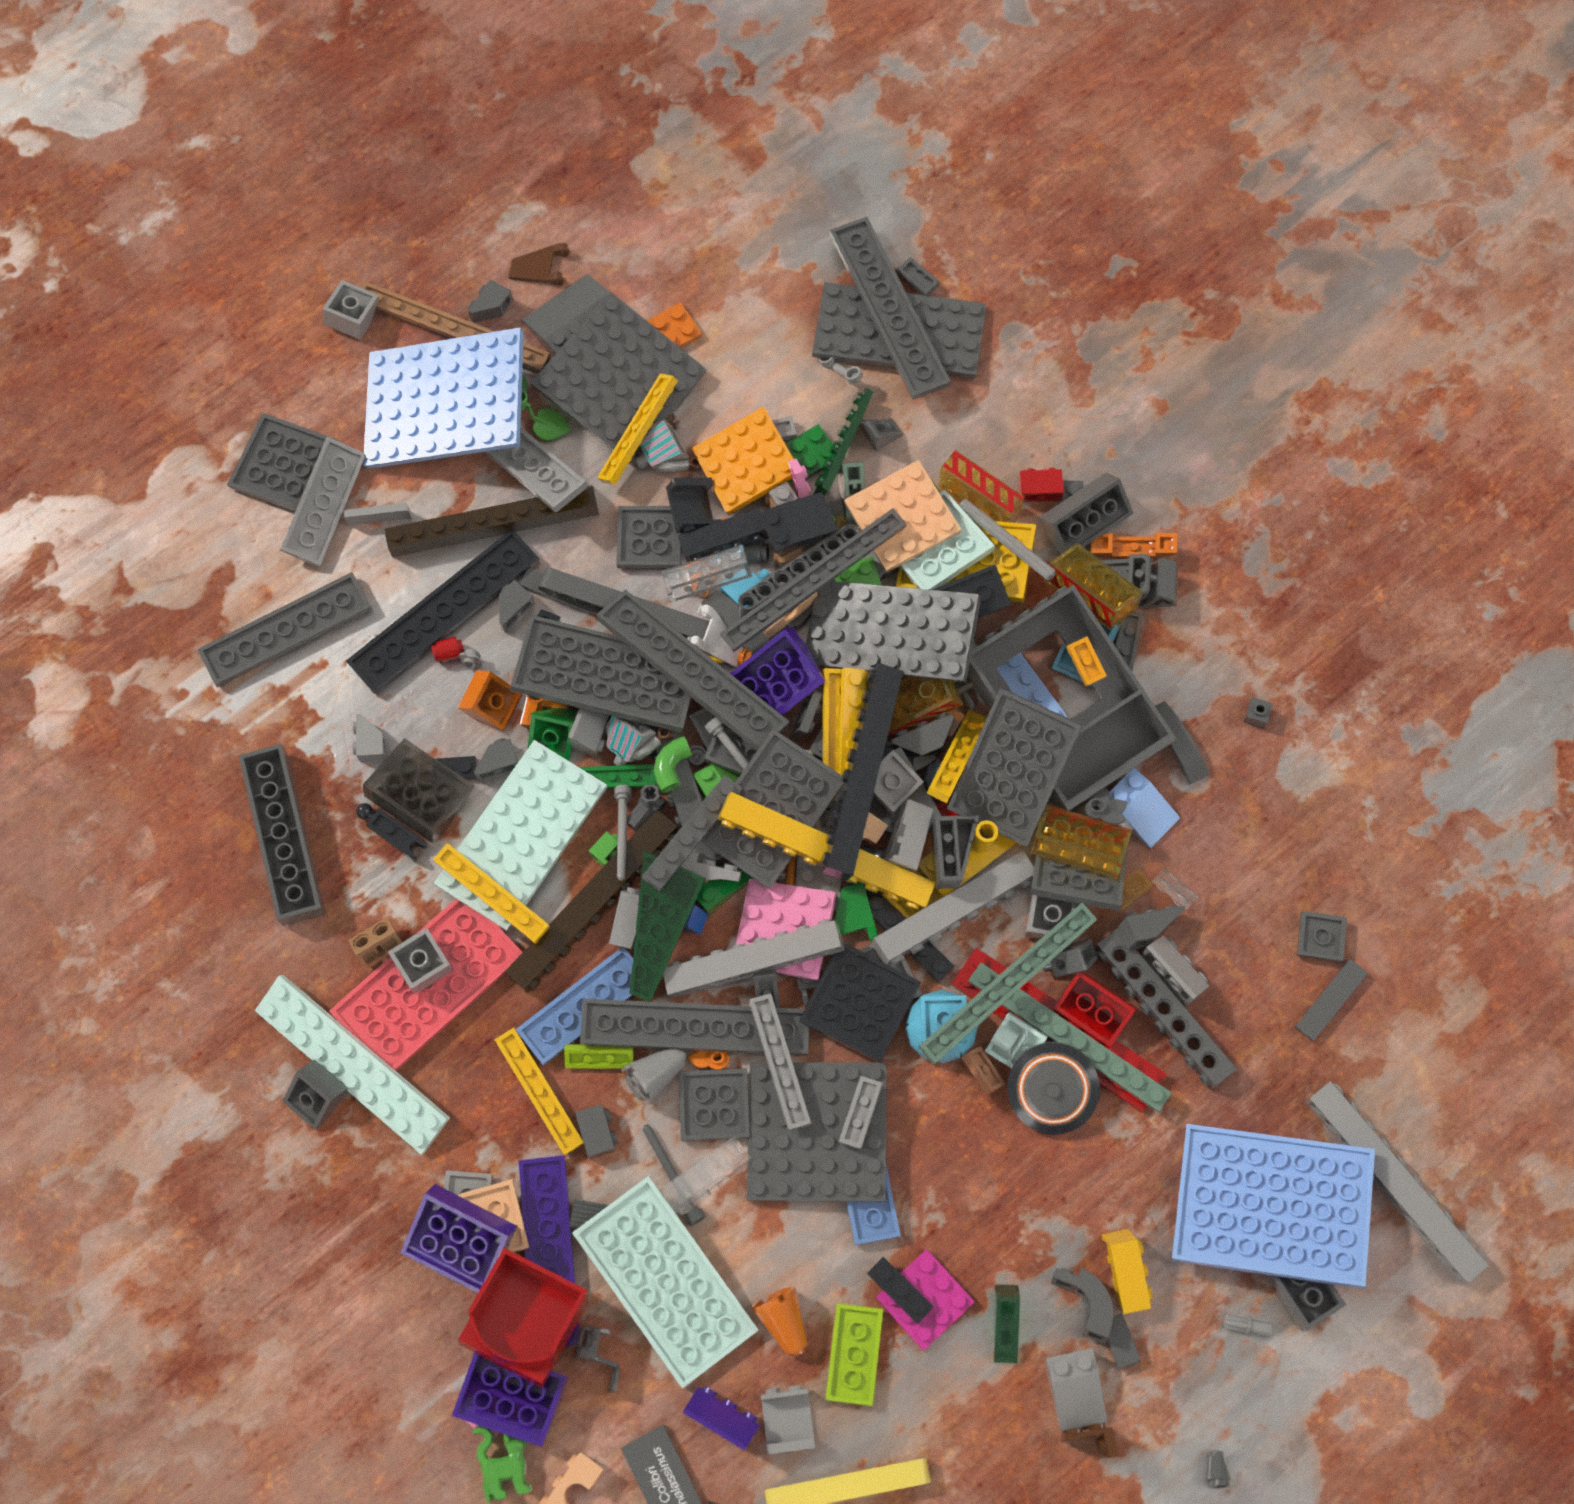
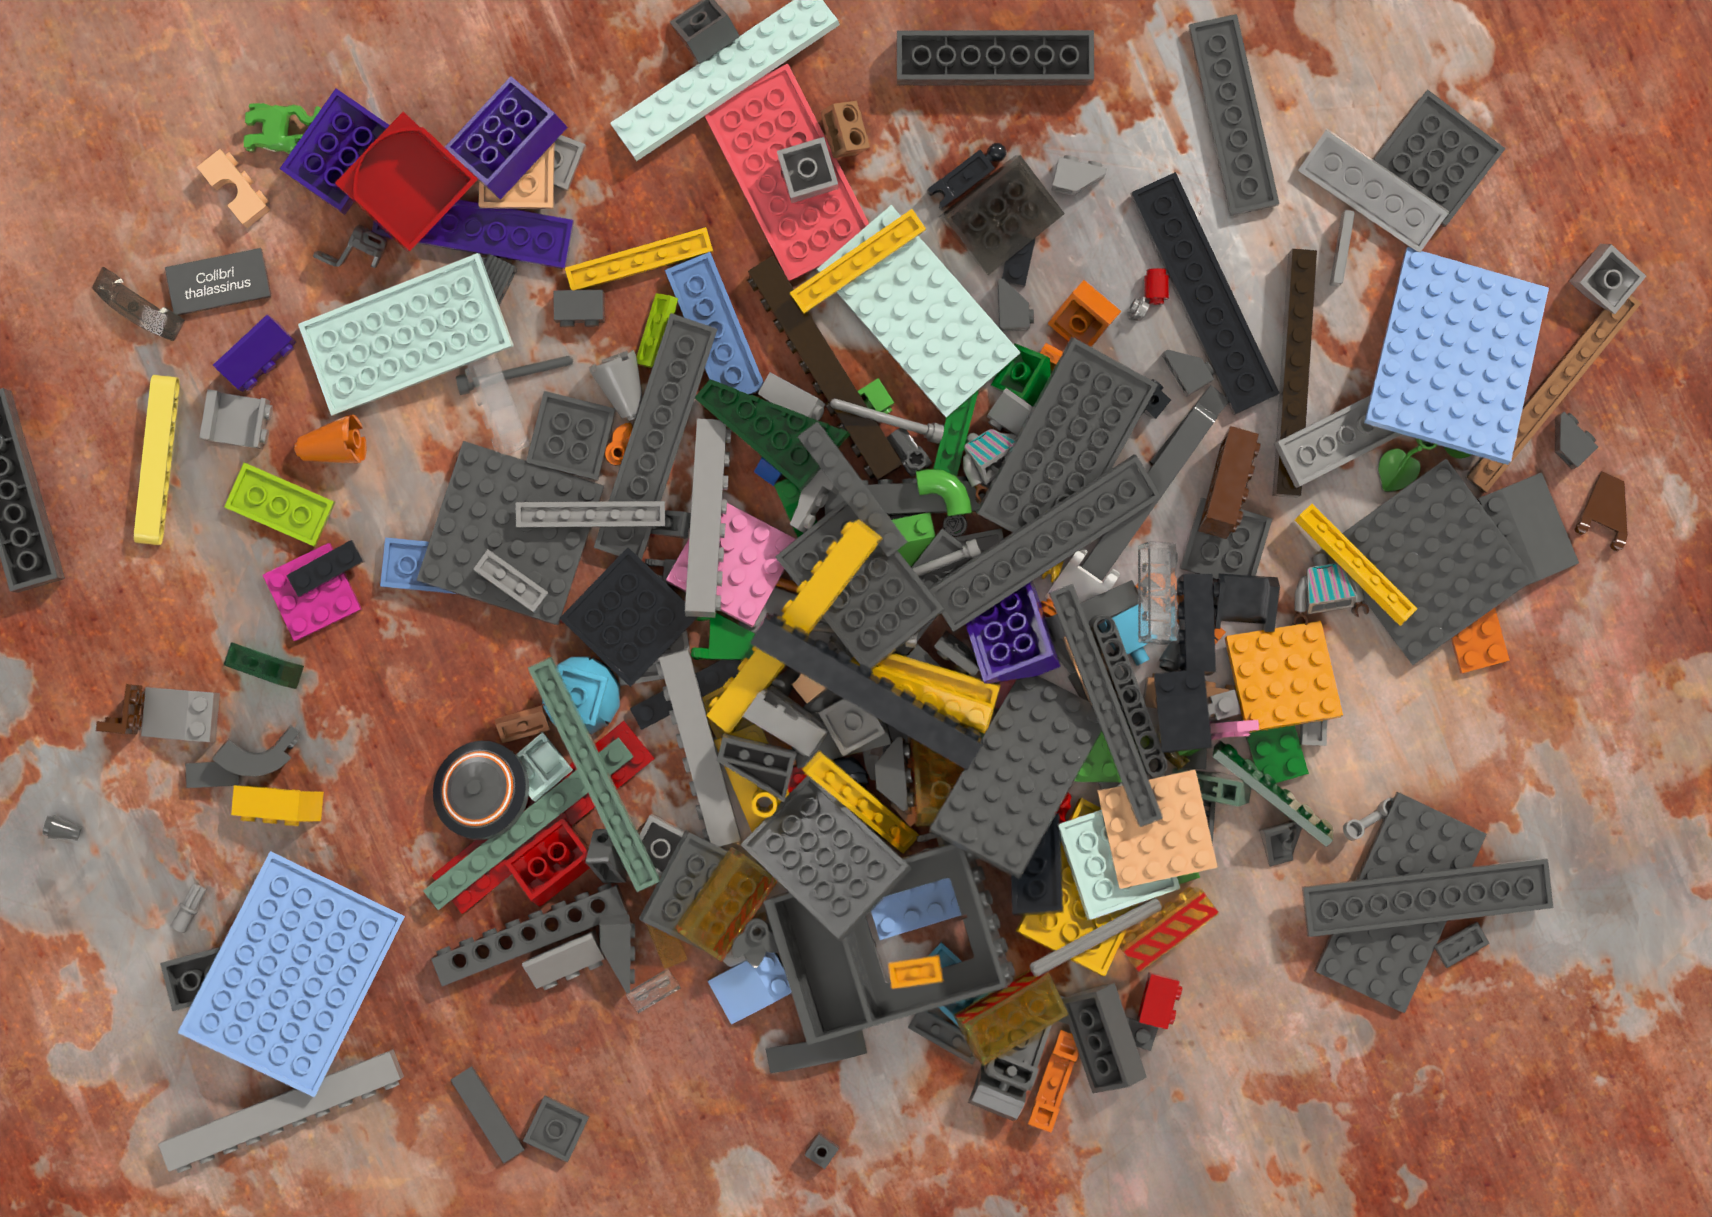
camera: 105 degrees right, 15 degrees up
(598, 541) = (1229, 483): none -> reddish brown brick

